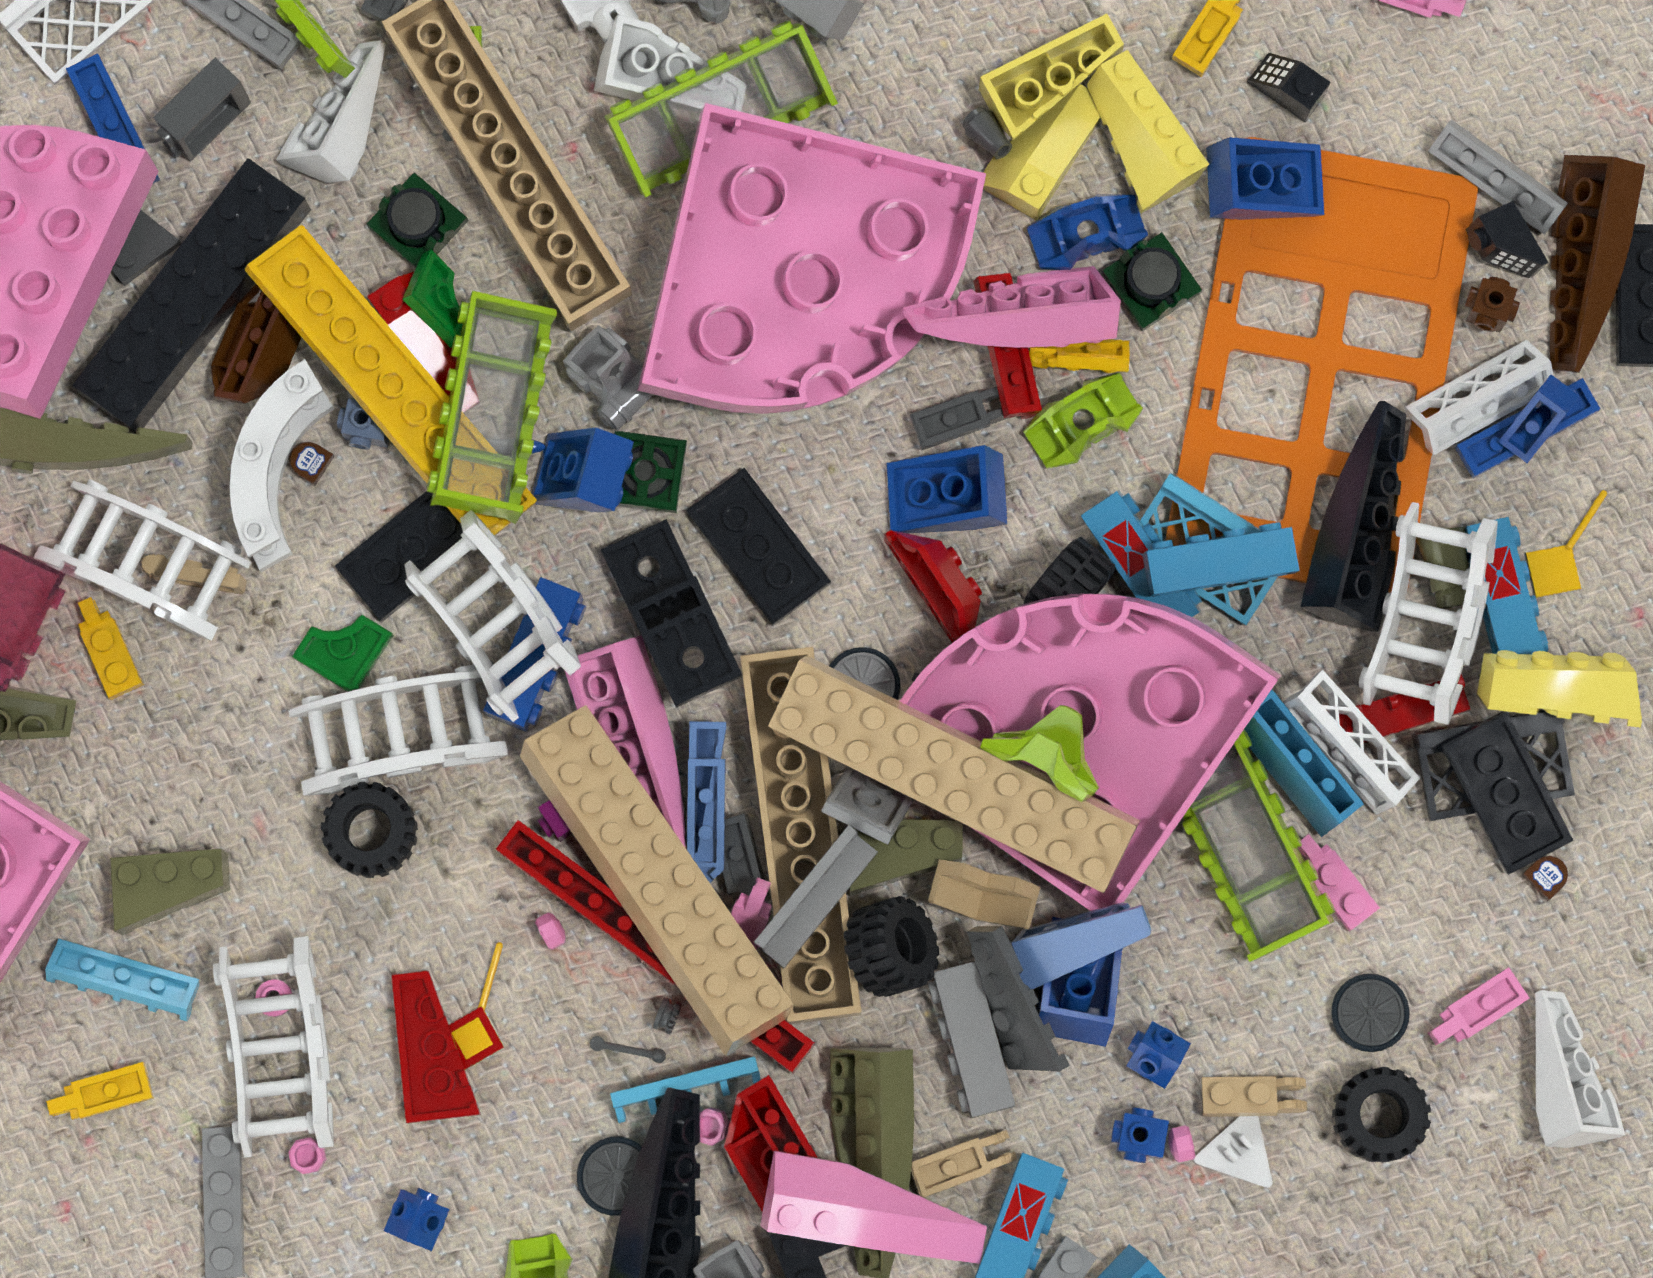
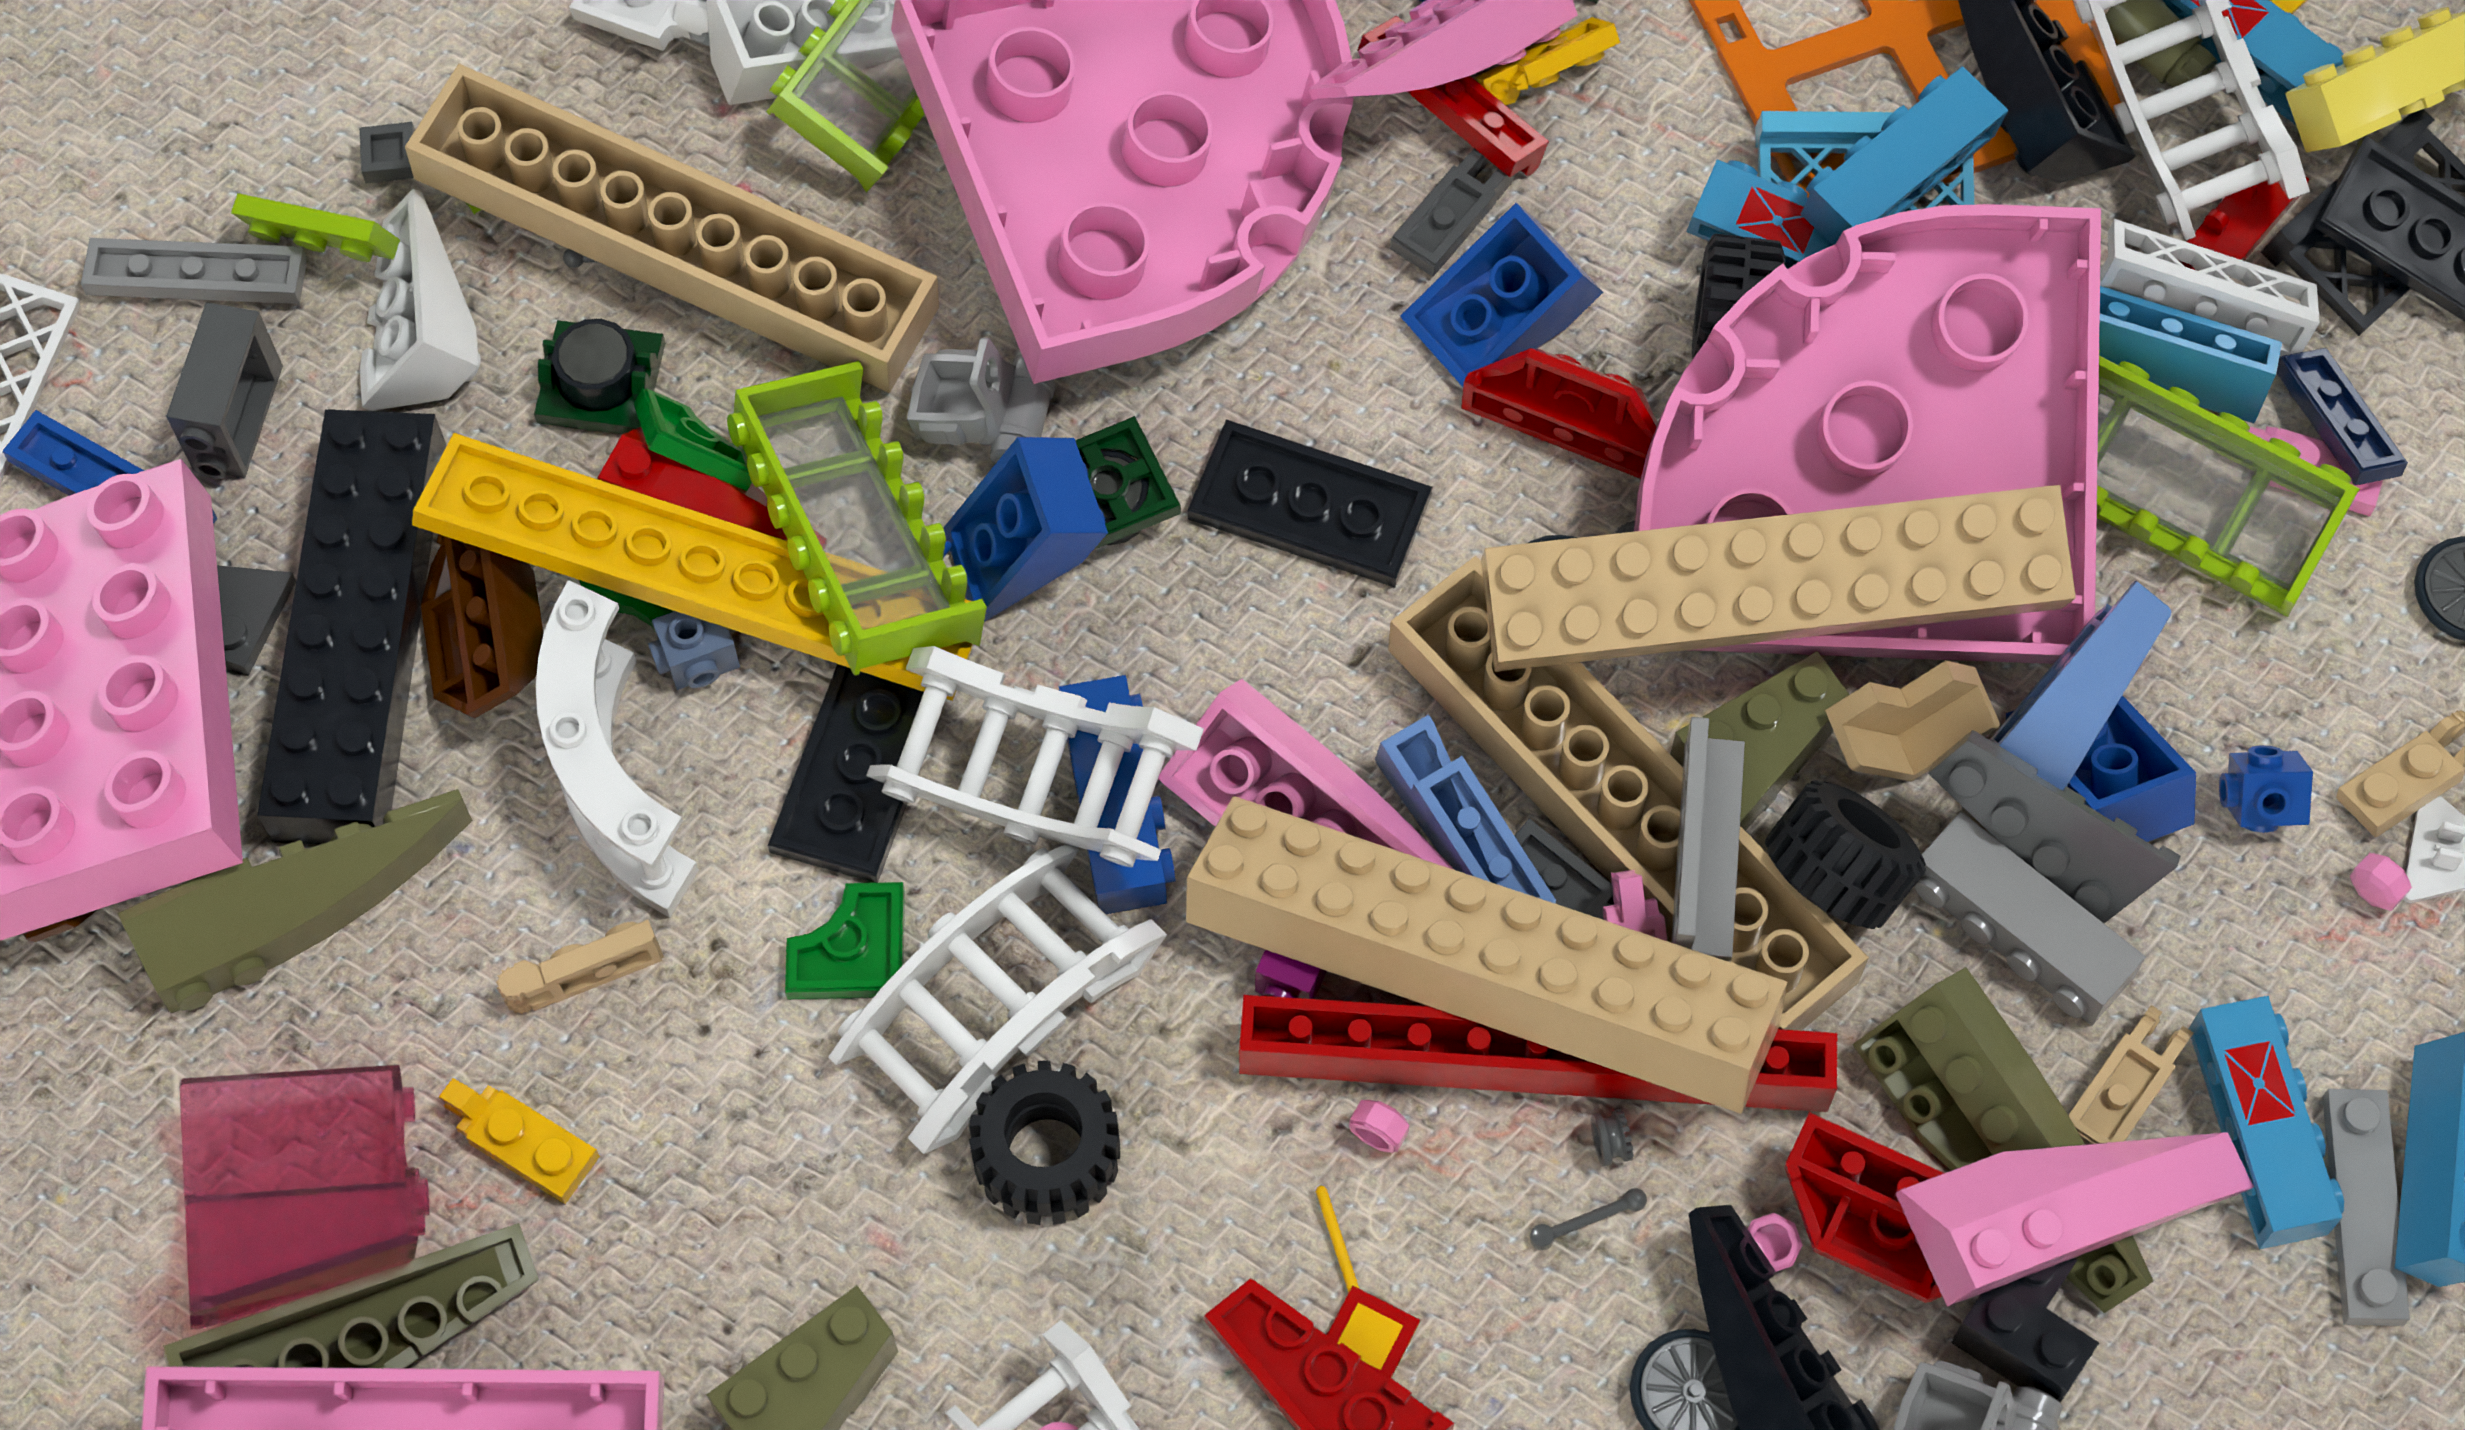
camera: 35 degrees left, 15 degrees down
(121, 580) = (491, 1018): white fence -> none
(310, 461) = (648, 739): tile -> none
(671, 613) = (1263, 629): black bracket -> none
(684, 1082) = (1730, 1172): medium azure hinge -> none
(867, 805) = (1682, 685): light grey tile -> none
(1052, 746) = (1879, 459): lime piece -> none
(1060, 441) = (1596, 171): lime piece -> none
(1154, 1135) = (2326, 899): blue brick -> none
(1370, 865) = (2341, 416): none -> dark blue tile

